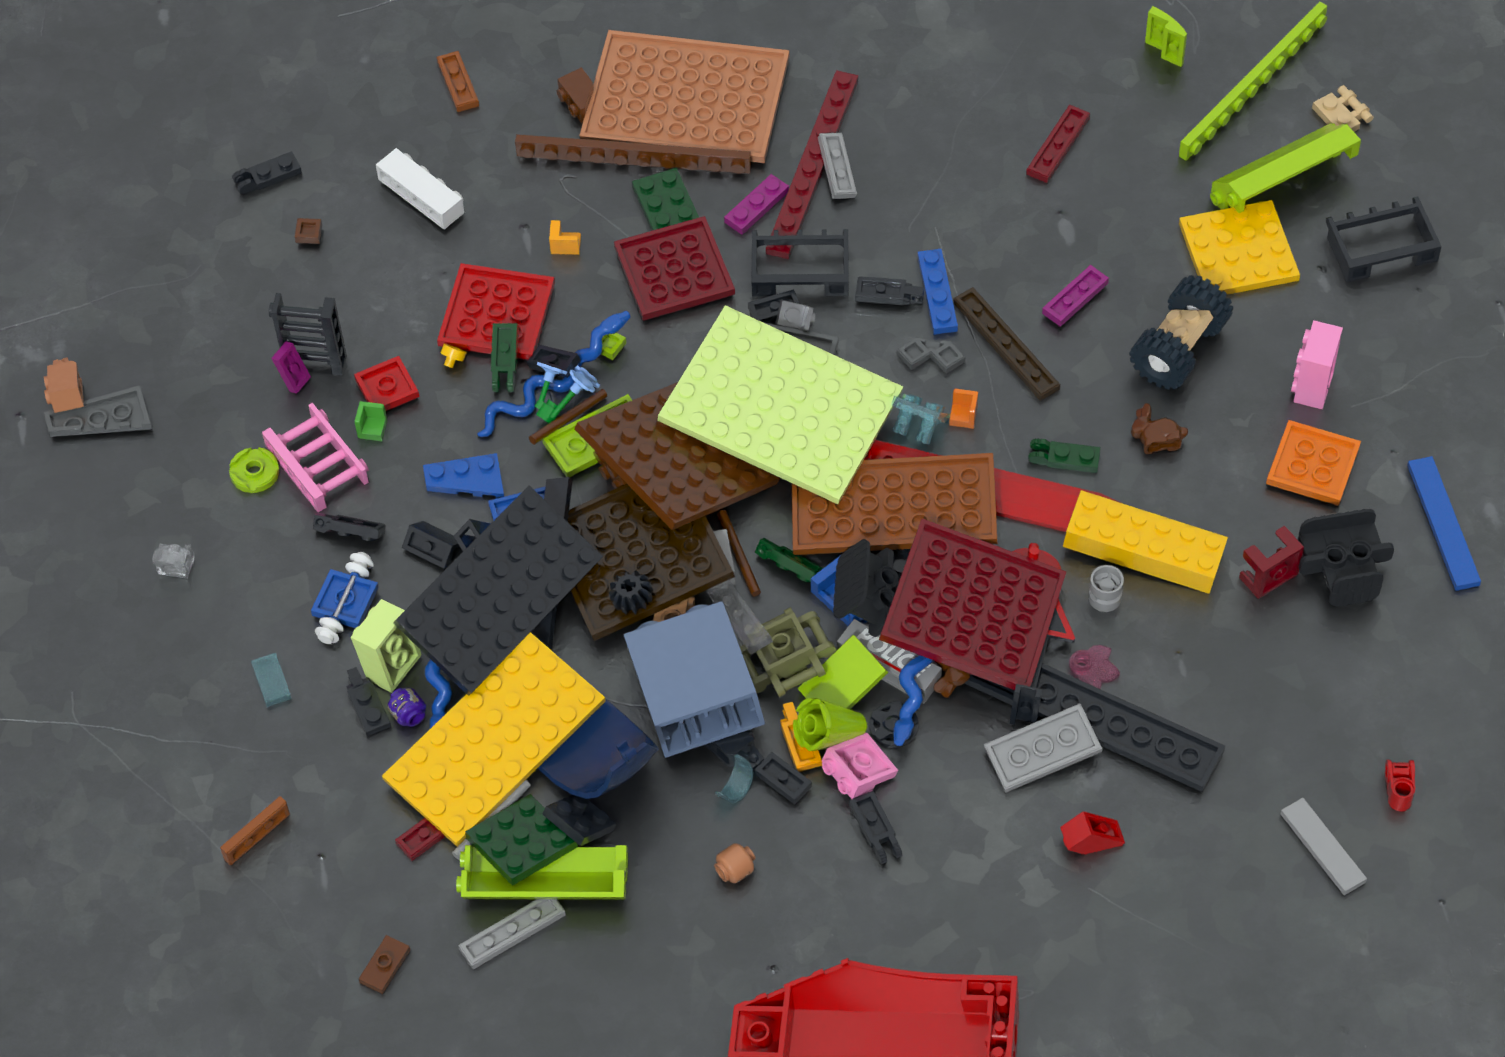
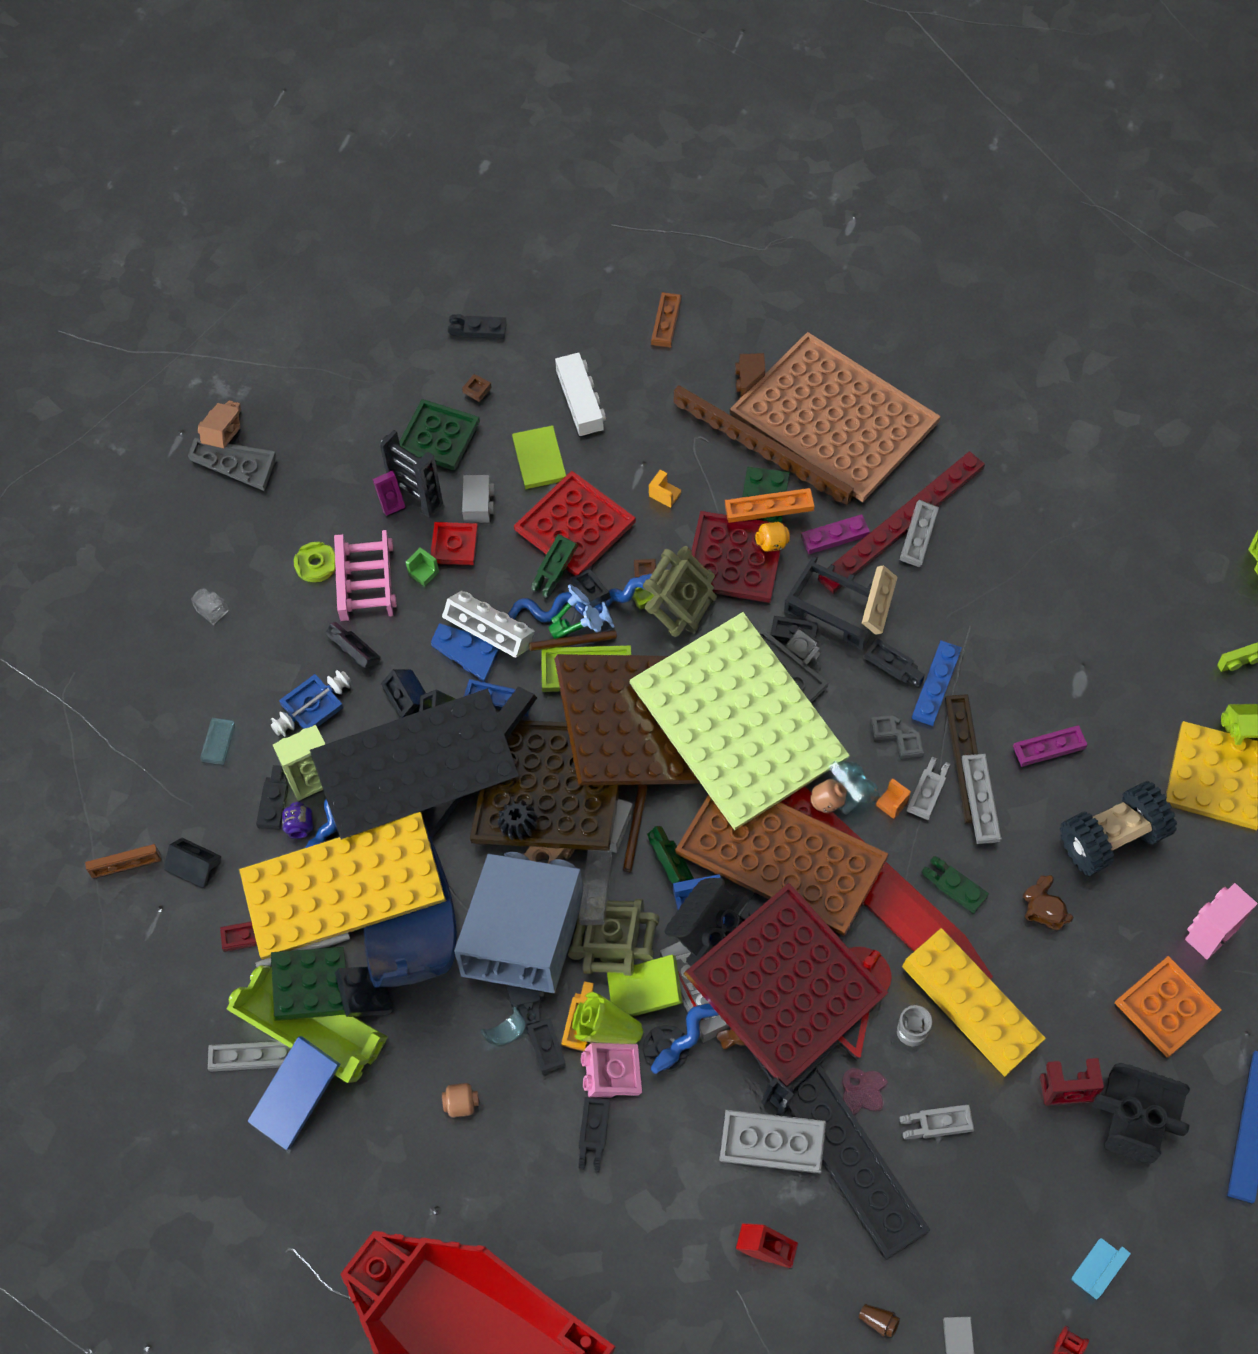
camera: 30 degrees right, 5 degrees up
(300, 284) = (440, 432): none -> dark green plate
(323, 798) = (190, 861): none -> black panel
(382, 333) = (477, 498): none -> light grey brick
(384, 964) = (146, 1028): reddish brown plate -> none
(416, 267) = (539, 457): none -> lime tile
(453, 354) = (519, 542): yellow tile -> none
(474, 440) = (488, 623): none -> white brick
(575, 935) = (294, 1092): none -> tile
(591, 319) = (644, 567): none -> reddish brown tile
(649, 317) = (682, 590): none -> olive brick
(679, 204) = (769, 505): none -> orange plate
(702, 230) = (772, 536): none -> light orange head
(842, 238) = (879, 600): none -> tan plate
(905, 432) = (828, 796): none -> nougat head
(990, 387) = (928, 790): none -> light grey hinge
(1043, 369) = (981, 798): none -> light grey tile
(1058, 143) = (1118, 603): dark red tile -> none
(1177, 657) = (939, 1122): none -> light grey hinge
(1229, 840) = (880, 1320): none -> reddish brown cone
(1386, 702) = (1099, 1268): none -> medium azure panel

